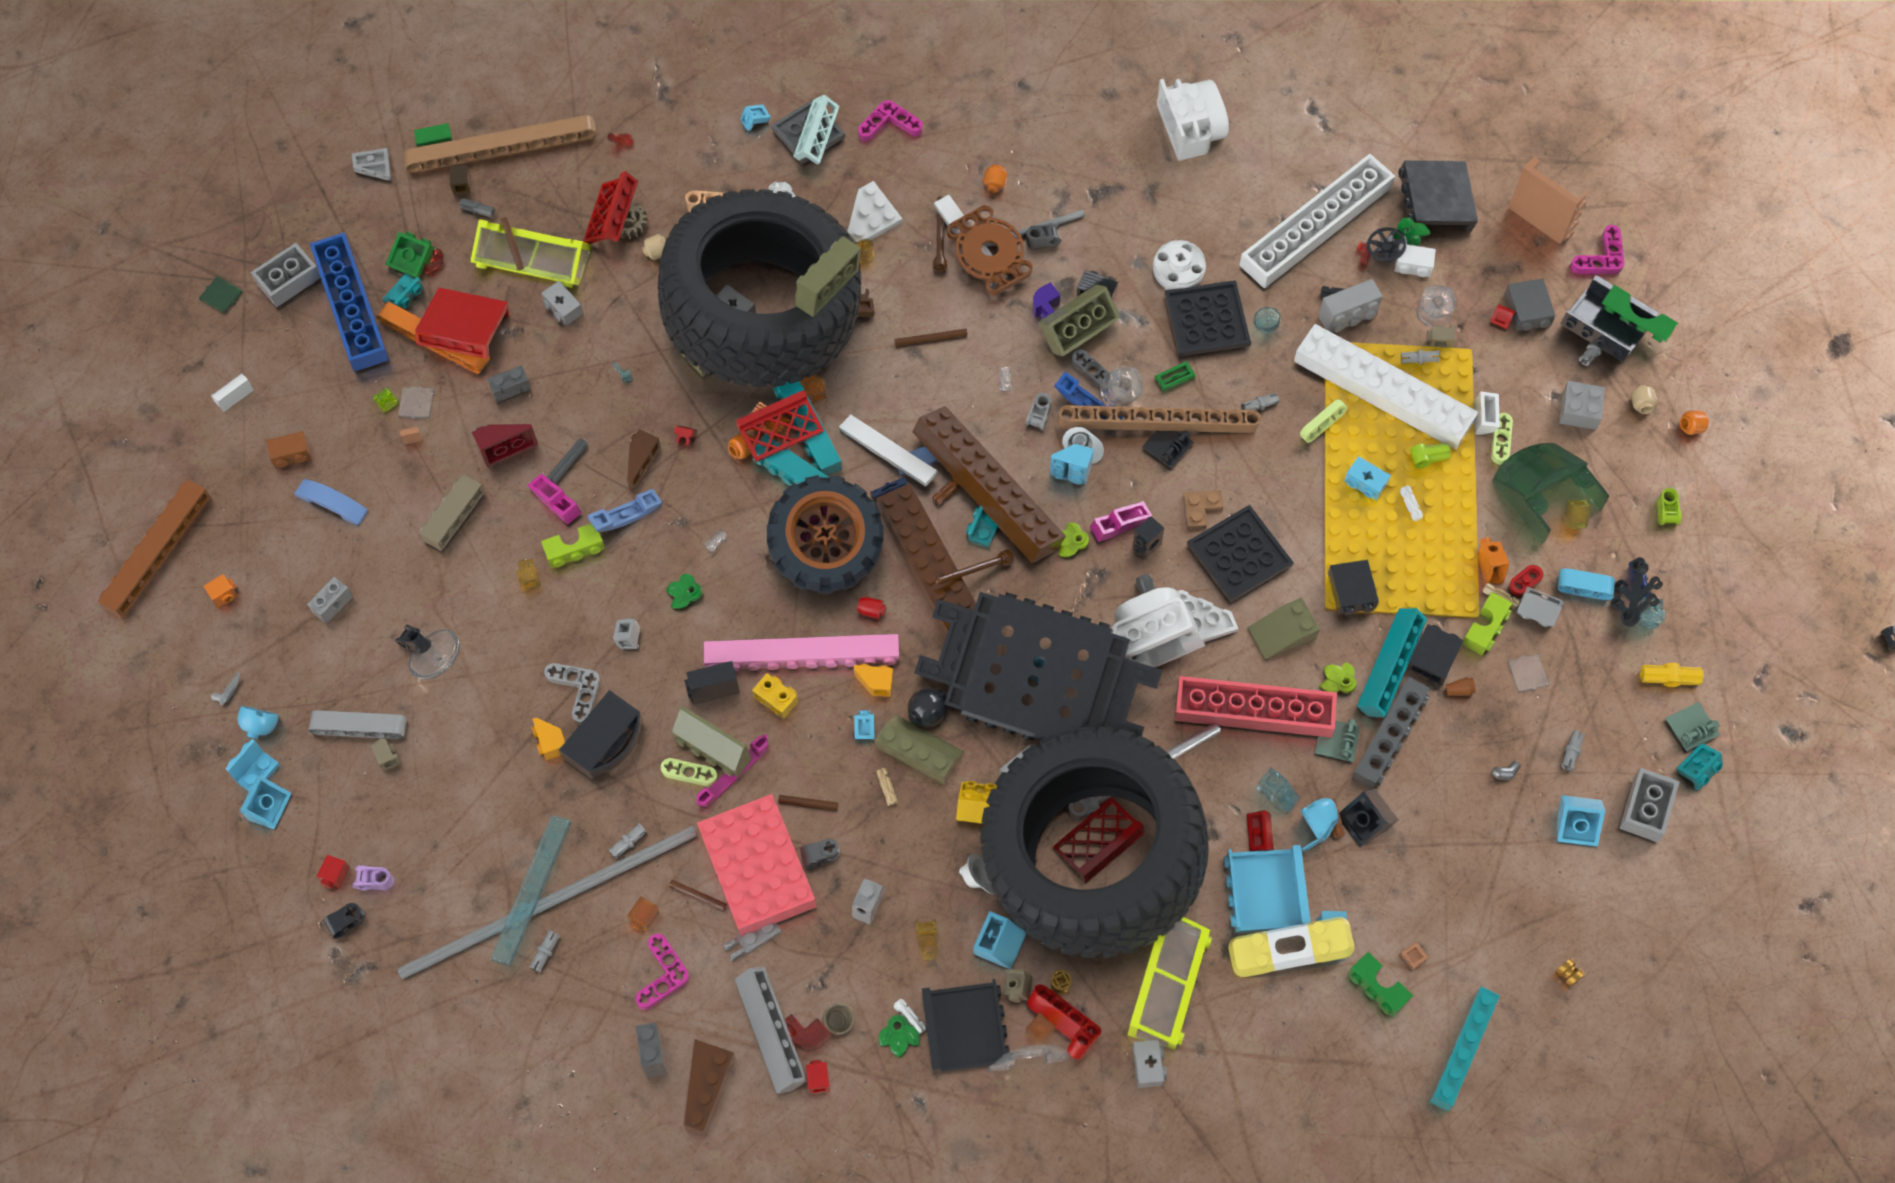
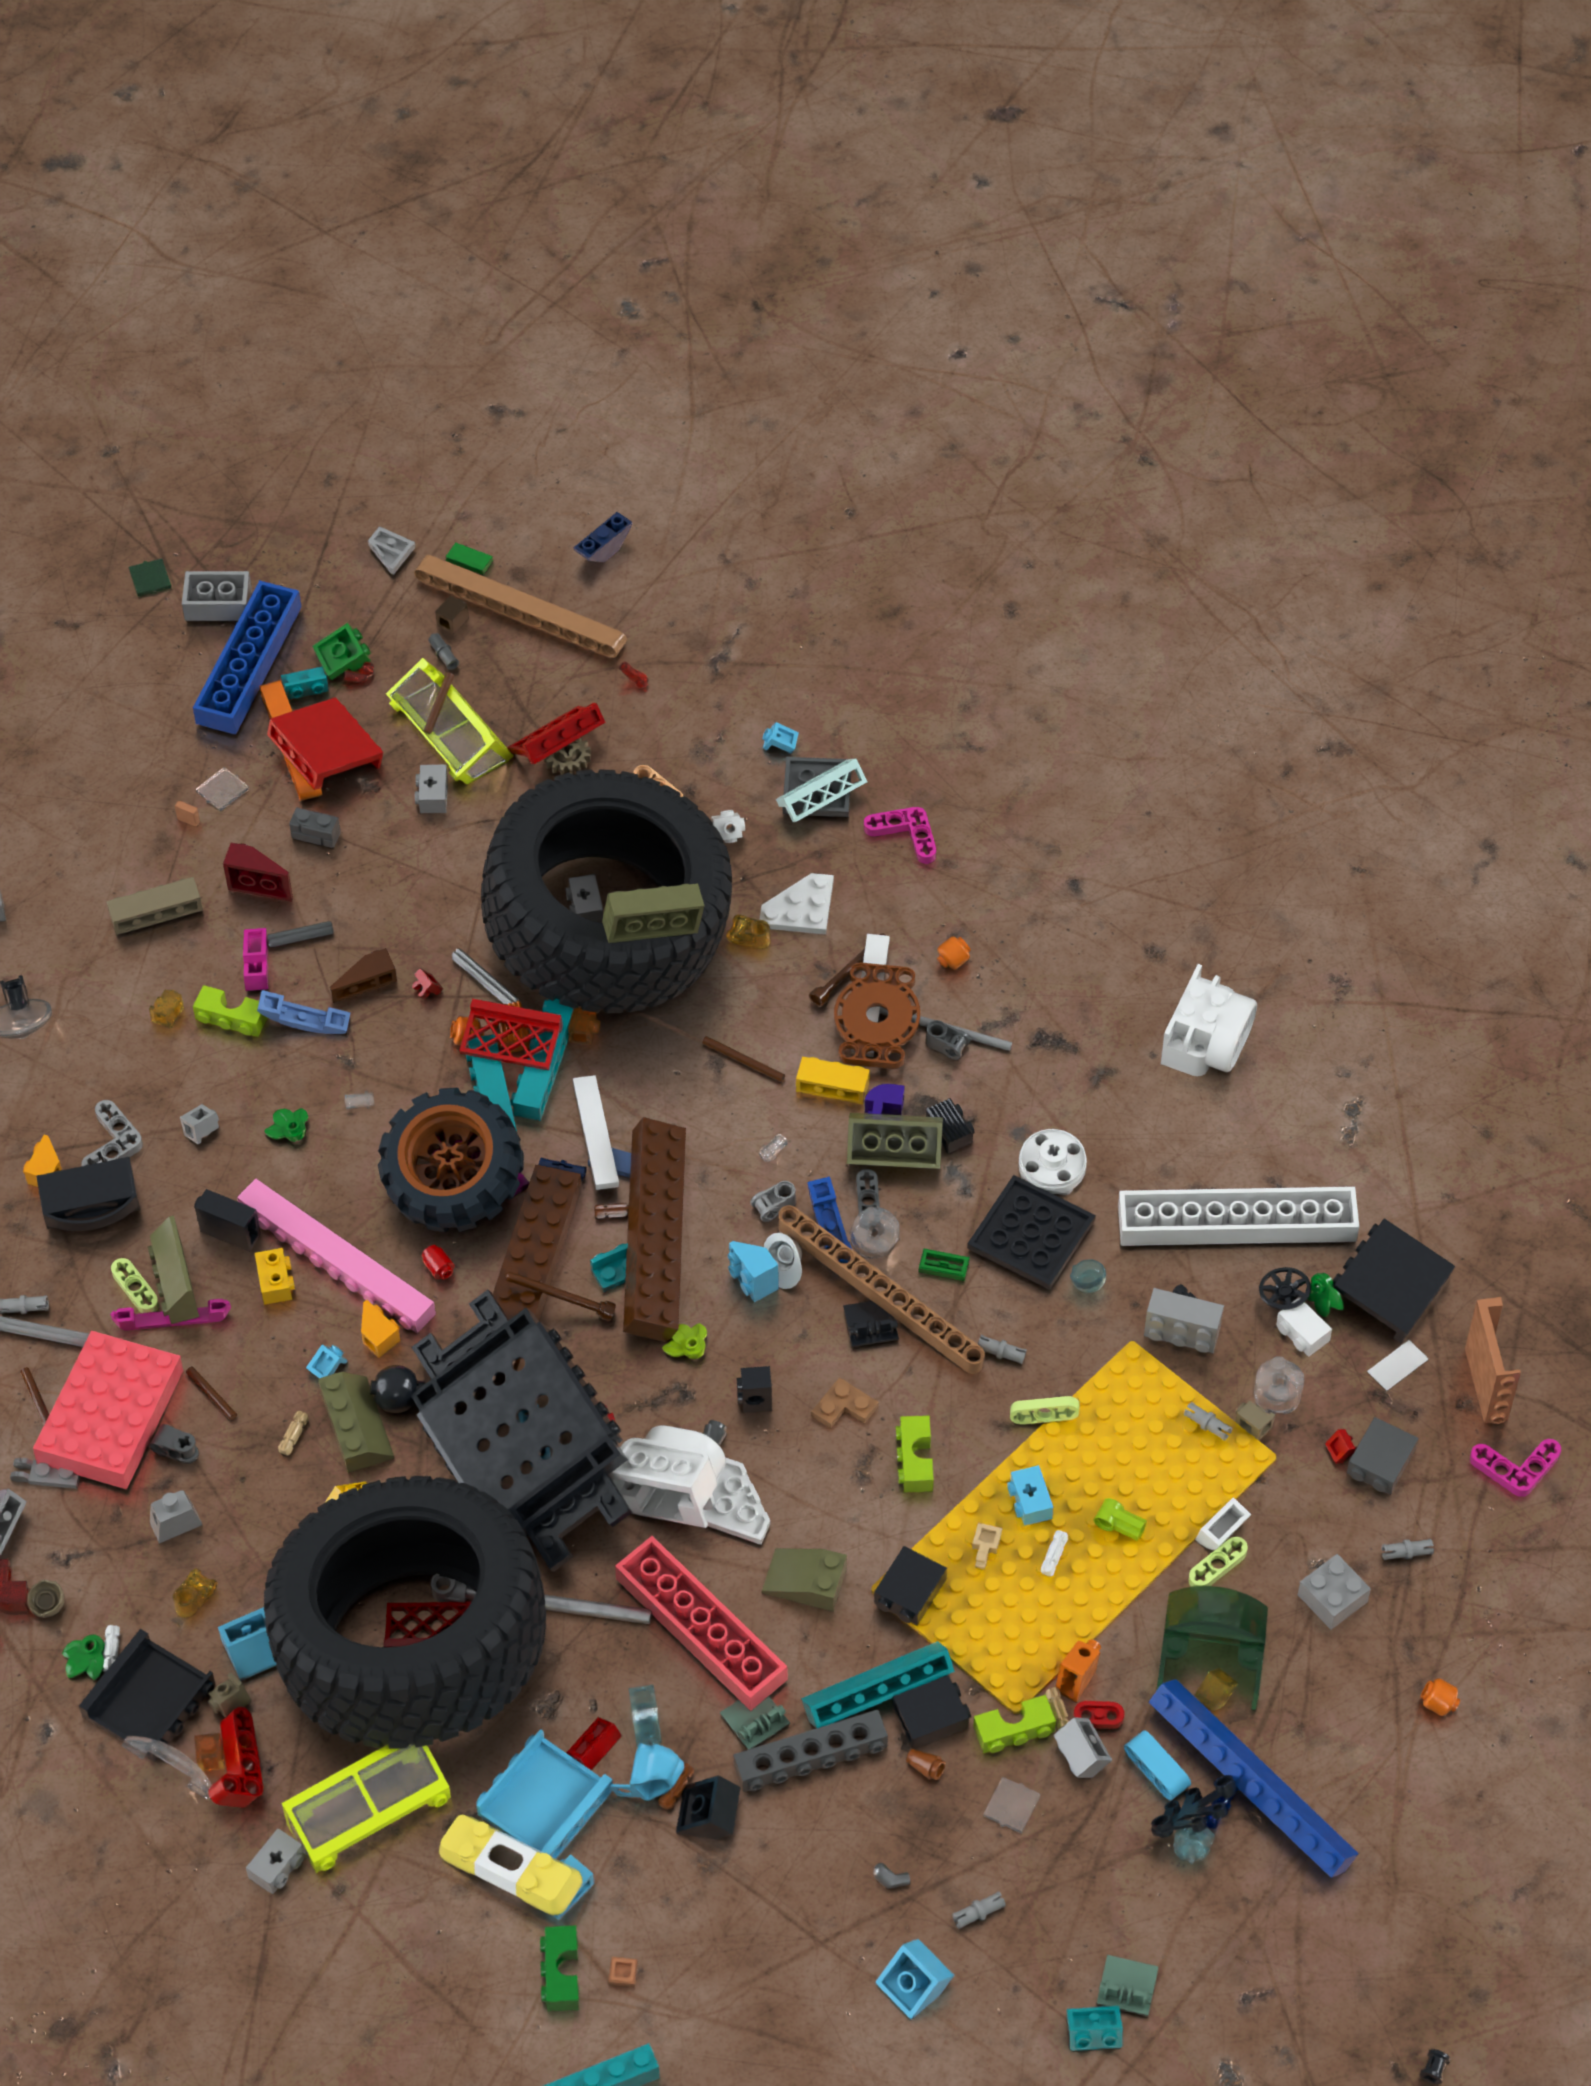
camera: 40 degrees right, 10 degrees down
(232, 392) = (75, 669): white brick -> none
(288, 449) = (73, 752): dark orange brick -> none
(332, 500) = (67, 824): medium blue slope -> none
(385, 399) = (198, 767): clear neon green tile -> none
(515, 60) = (605, 539): none -> dark blue slope
(625, 375) = (427, 893): clear light blue hand -> none
(718, 403) = (483, 977): none -> light grey axle
(866, 305) = (708, 984): reddish brown plate -> none
(1000, 310) = (832, 1080): none -> yellow brick
(1062, 985) = (270, 1731): pearl gold wheel -> none
(1119, 521) = (738, 1355): dark pink slope -> none
(1240, 553) = (836, 1474): black plate -> none
(1284, 516) = (915, 1471): none -> lime arch
(1337, 677) = (814, 1663): lime plate -> none
(1365, 257) = (1253, 1289): clear red arm -> none
(1368, 525) = (985, 1541): none -> tan plate
(1385, 386) = (1140, 1423): white brick -> none
(1482, 245) = (1397, 1365): none -> white sticker
(1602, 328) = (1451, 1530): black panel -> none
(1644, 399) = (1407, 1634): tan head -> none
(1649, 805) = (997, 2017): light grey brick -> none
(1650, 548) = (1254, 1778): none -> blue brick
(1660, 326) = (1474, 1518): green arch -> none
(1669, 510) = (1320, 1761): lime piece -> none
(1671, 674) = (1155, 1918): yellow piece -> none

